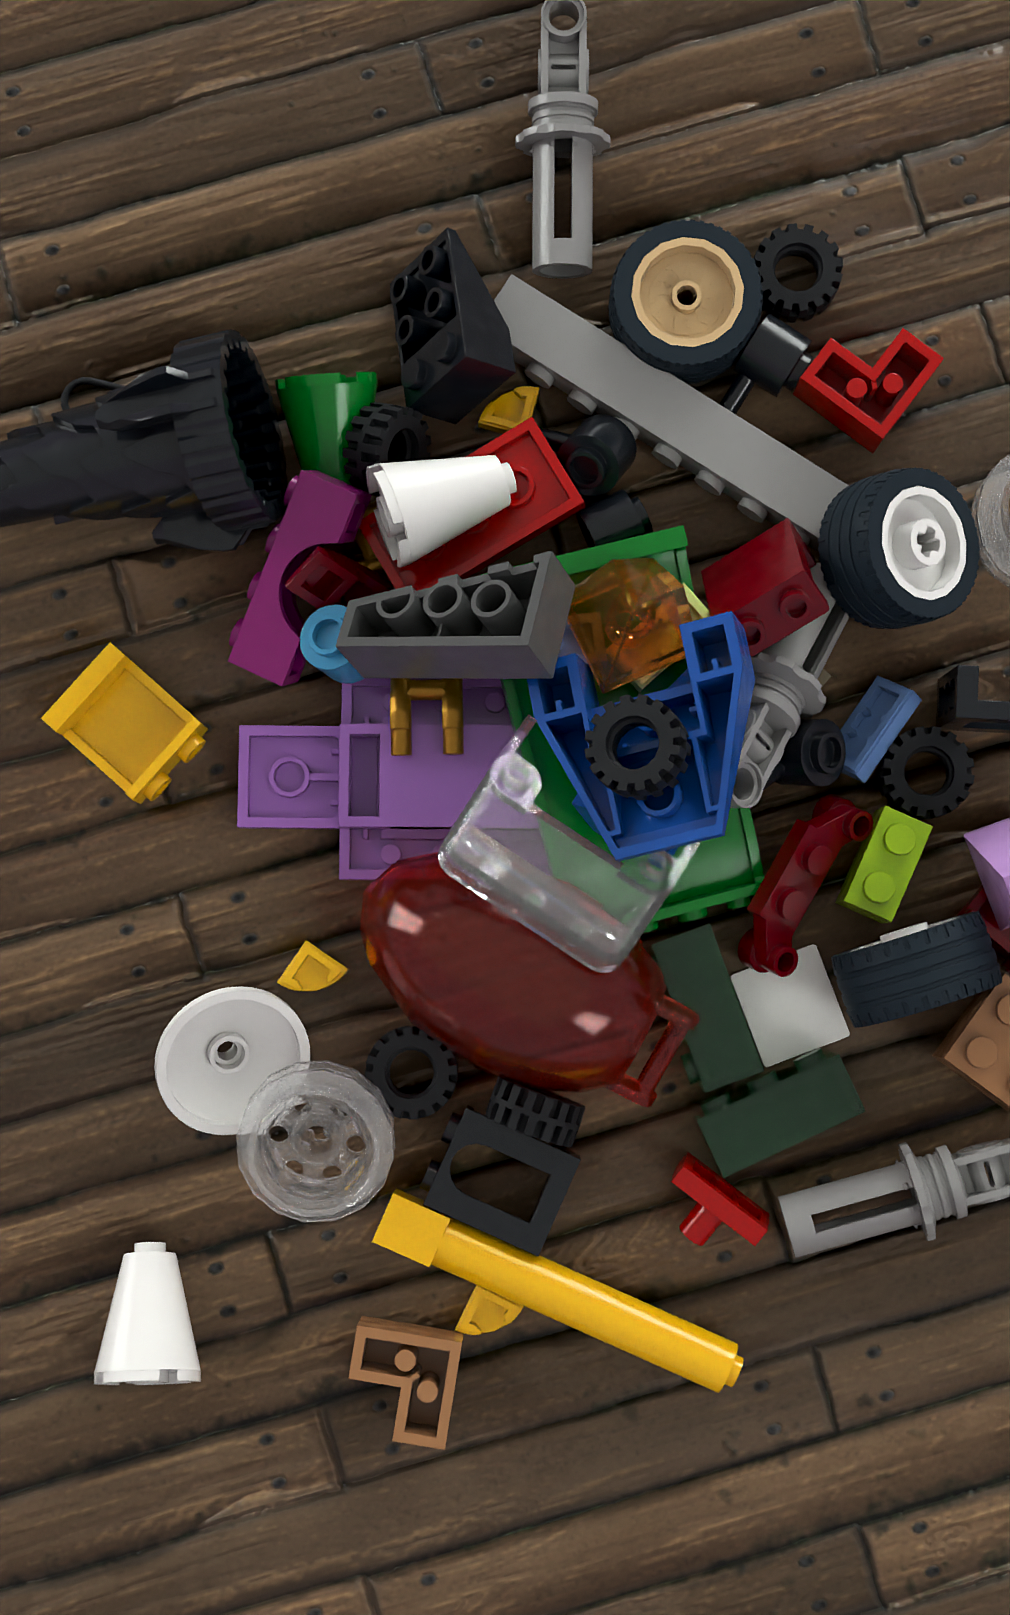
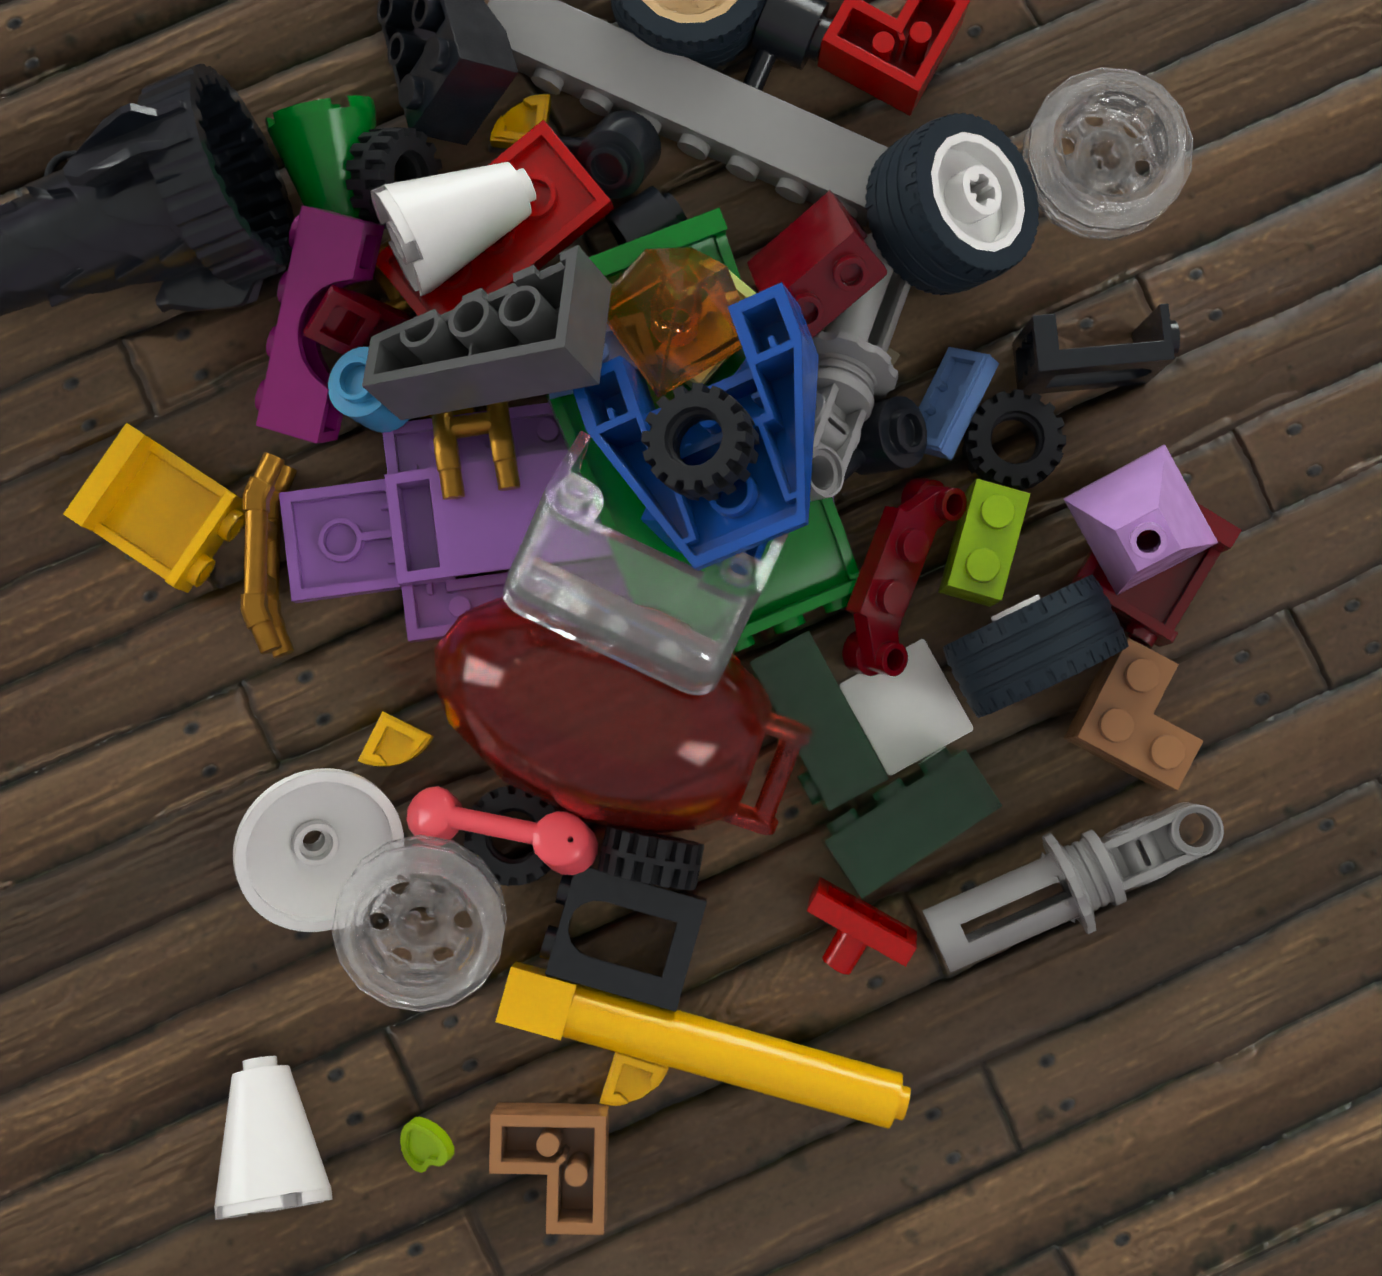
camera: 15 degrees left, 0 degrees up
(210, 819) = (262, 555): none -> pearl gold piece
(290, 1344) = (425, 1144): none -> lime piece
(347, 1044) = (441, 815): none -> coral piece

